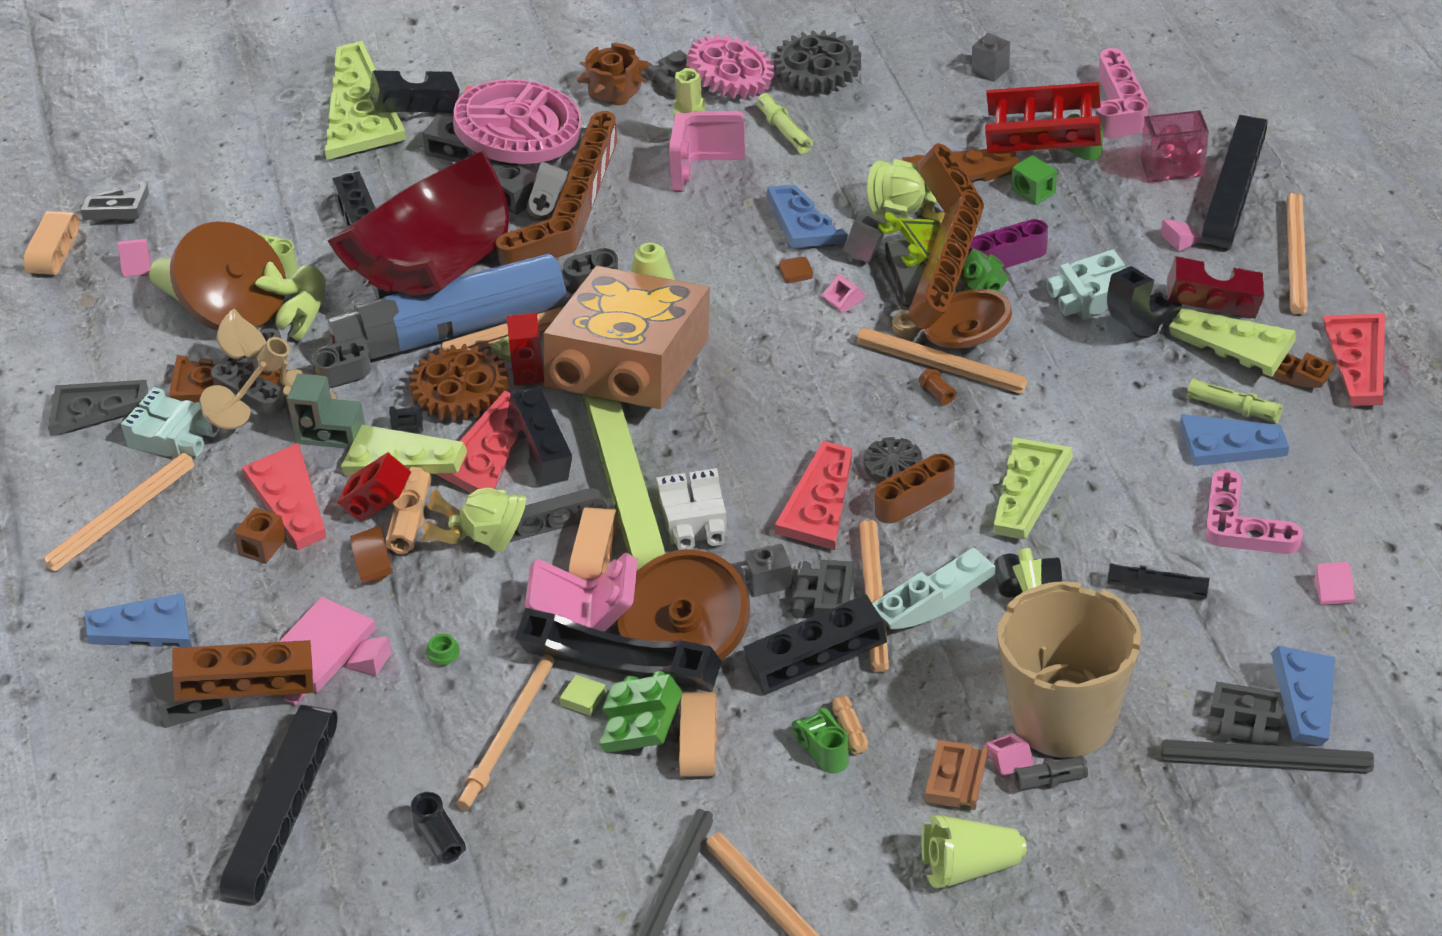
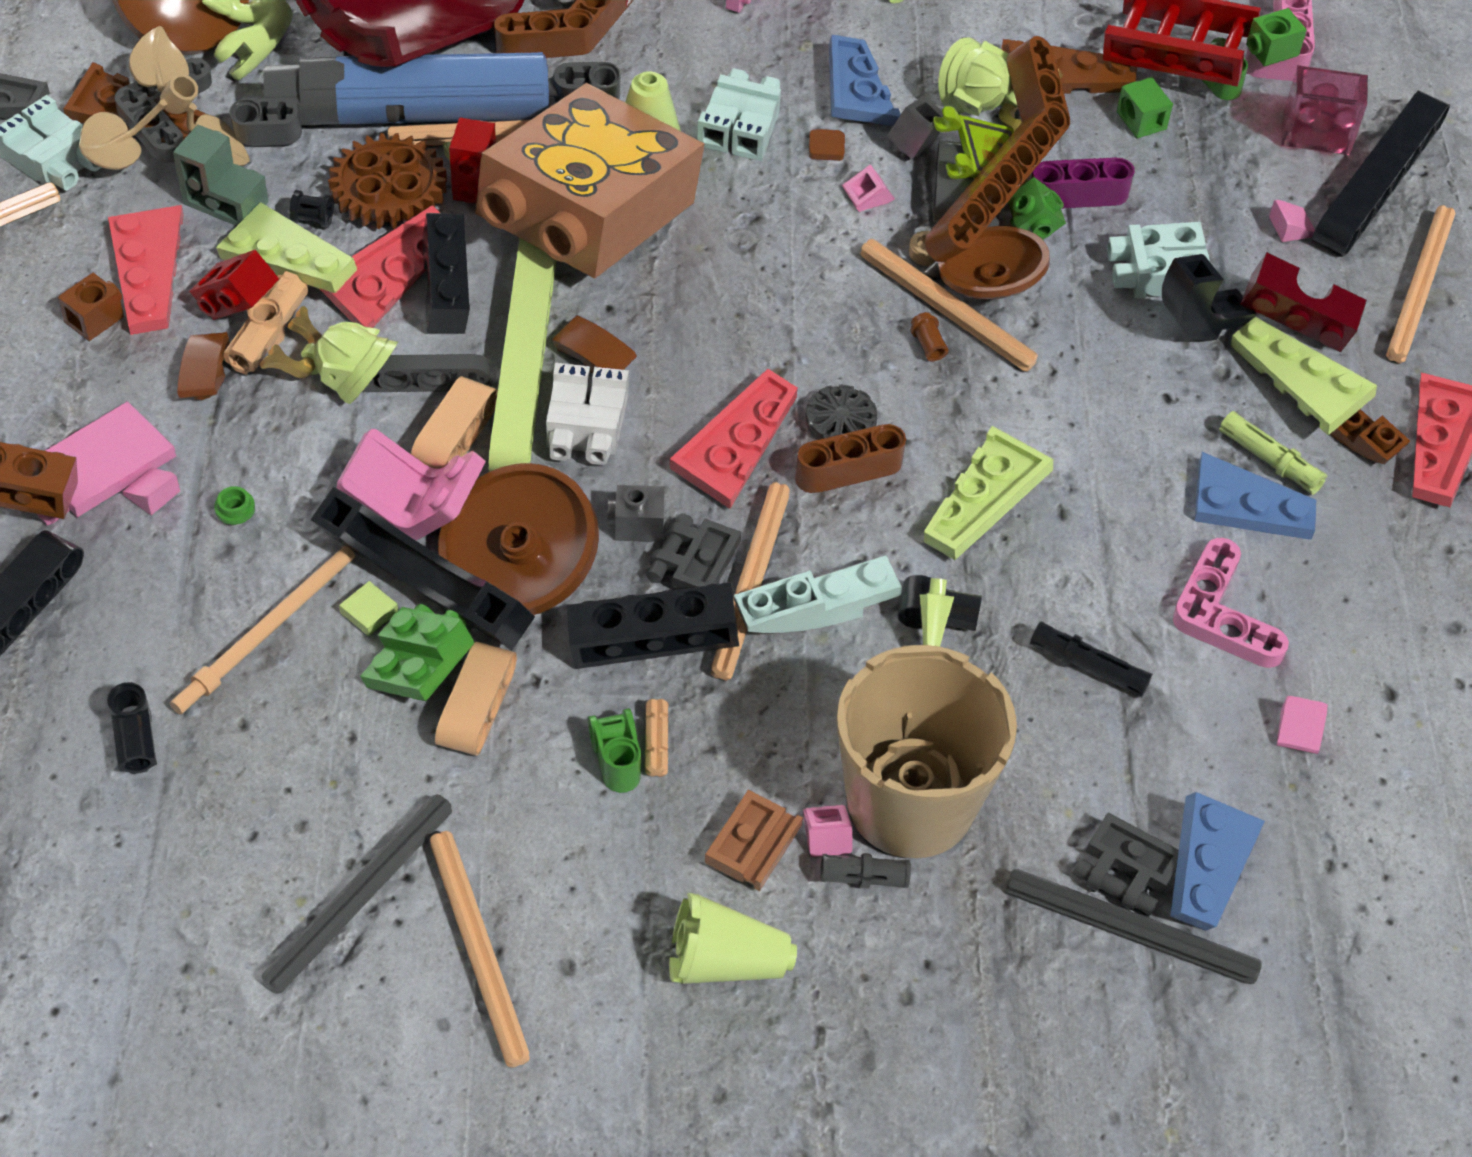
camera: 10 degrees right, 10 degrees up
(677, 459) = (593, 345): none -> dark orange slope
(721, 254) = (741, 112): none -> light aqua hips
(1117, 101) = (1276, 37): none -> bright green brick

